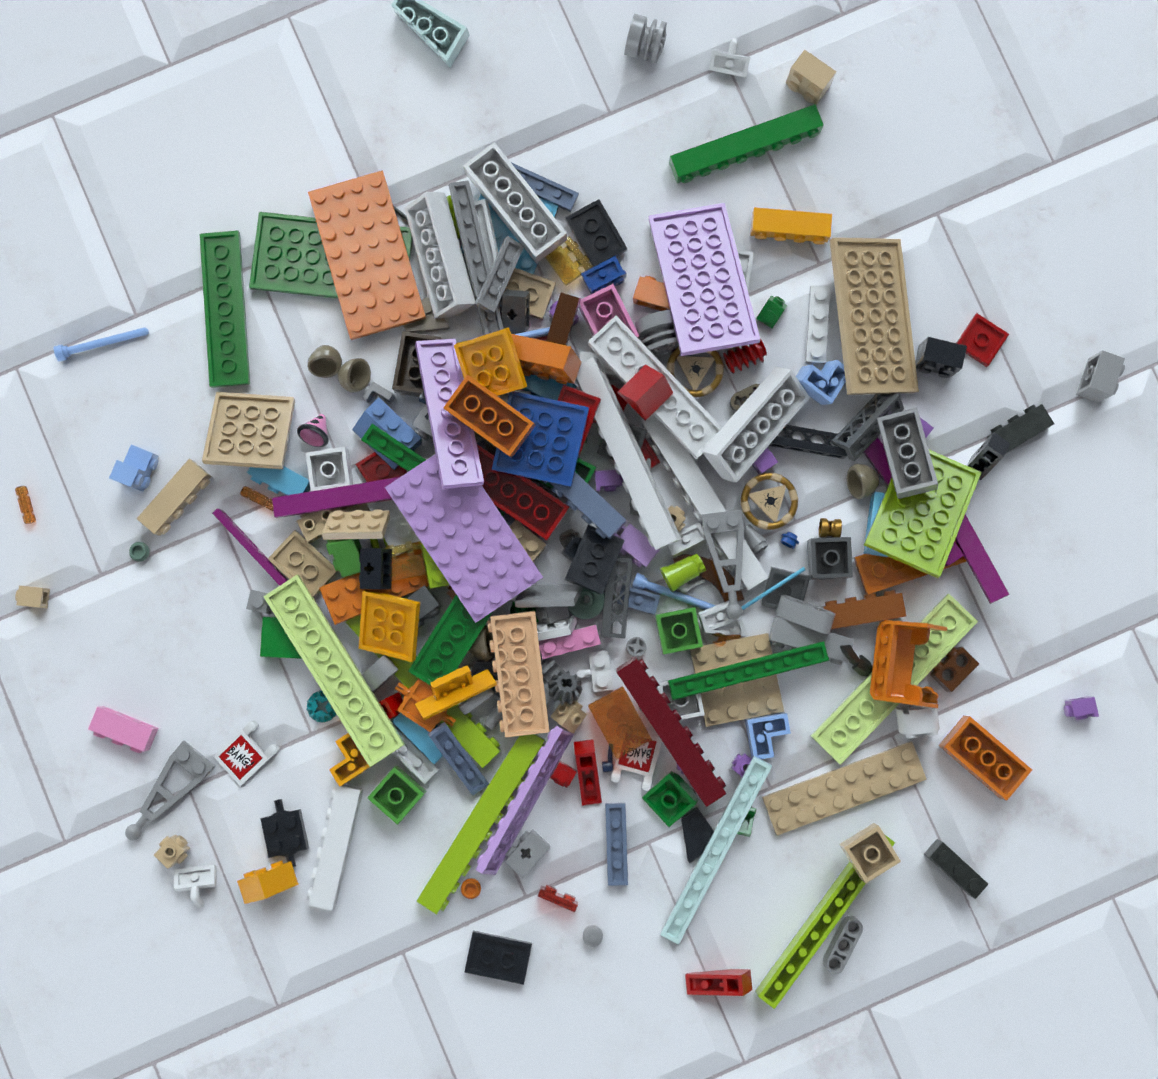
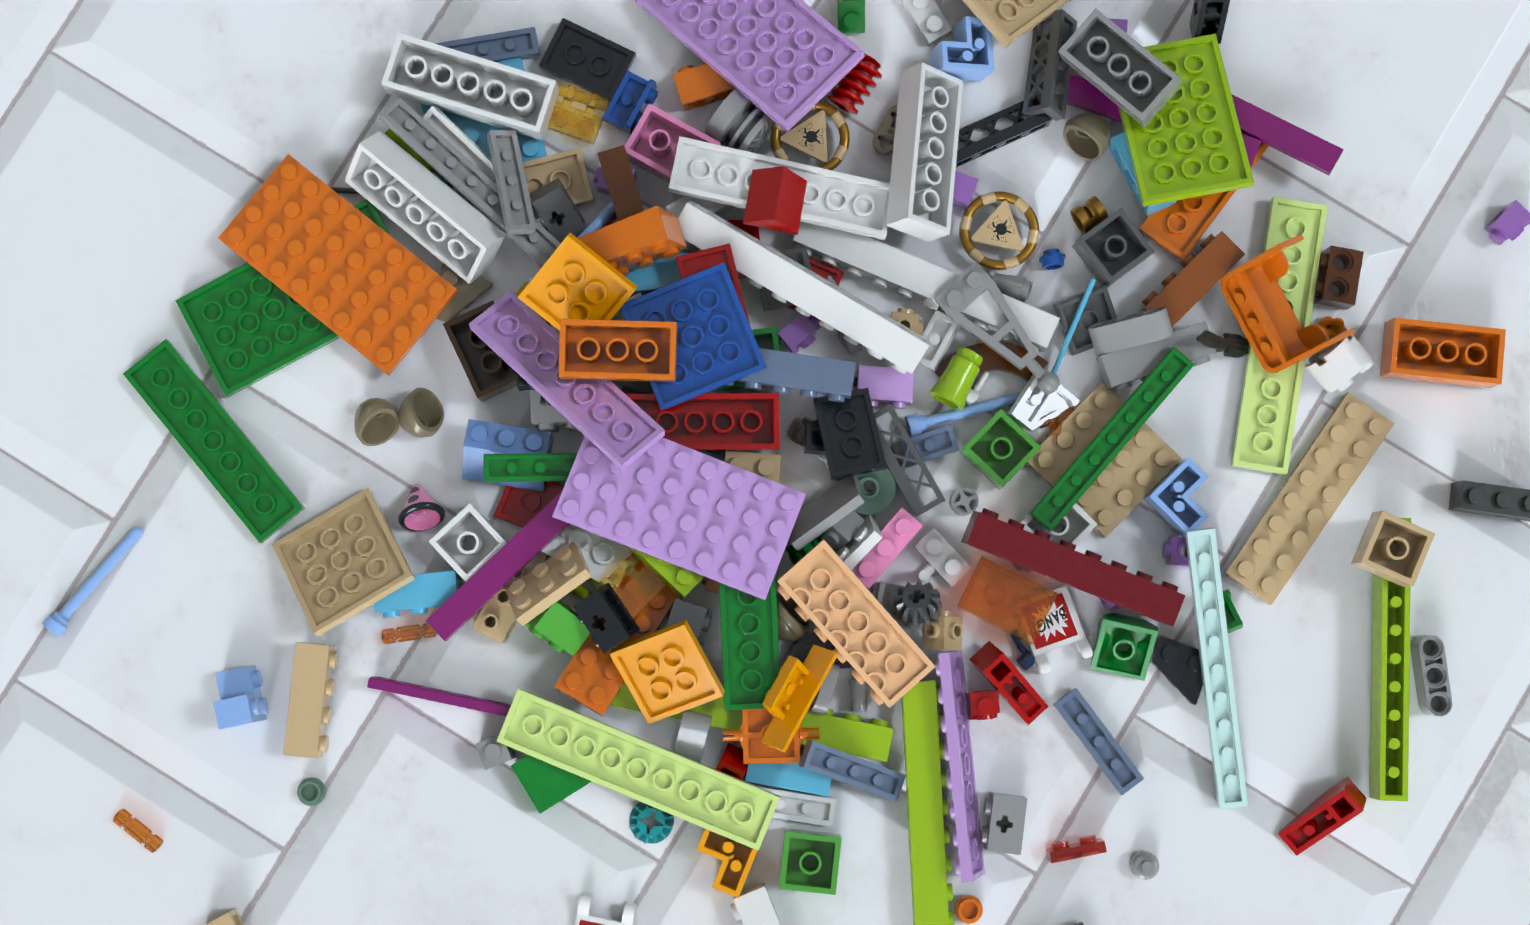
camera: 35 degrees left, 0 degrees up
(301, 558) = (506, 667): tan plate -> none
(380, 392) = (464, 412): light grey bracket -> none

